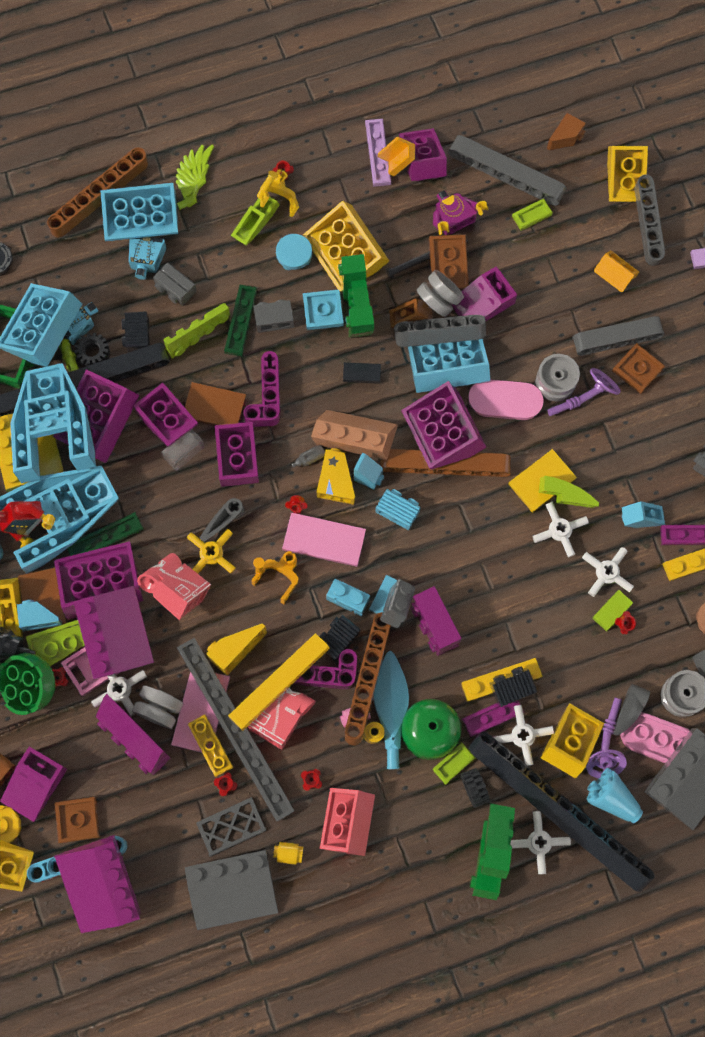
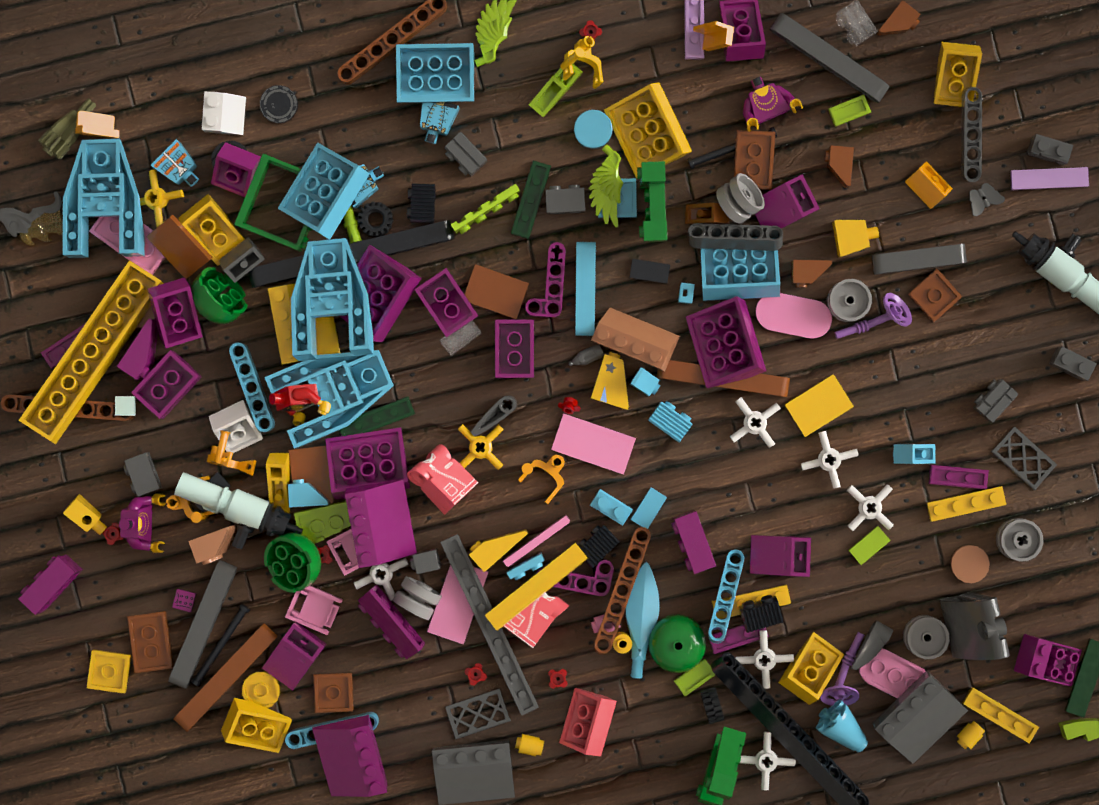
camera: 10 degrees right, 15 degrees up
(55, 734) = (317, 609): none -> bright pink container
(163, 669) = (426, 561): none -> dark grey brick
(216, 755) = (460, 626): yellow tile -> none
(273, 638) = (538, 539): none -> bright pink tile
(275, 659) = (532, 563): none -> medium azure plate
(301, 393) = (585, 288): none -> medium azure beam
(312, 298) = (607, 186): none -> lime animal
(397, 603) = (659, 521): dark grey brick -> none
(399, 388) = (690, 291): none -> medium azure piece
(475, 681) = (730, 587): none -> medium azure beam
(483, 507) = (753, 429): none -> white bar
(513, 356) = (807, 271): none -> dark orange slope
(525, 627) = (780, 555): none -> magenta slope
(527, 138) = (856, 23): none -> clear brick
(530, 258) = (840, 163): none -> dark orange slope
(551, 321) = (852, 236): none -> yellow torso
(566, 492) = (839, 424): lime slope -> none
(630, 622) = (883, 563): red plate -> none
(676, 275) = (991, 197): none -> dark grey animal

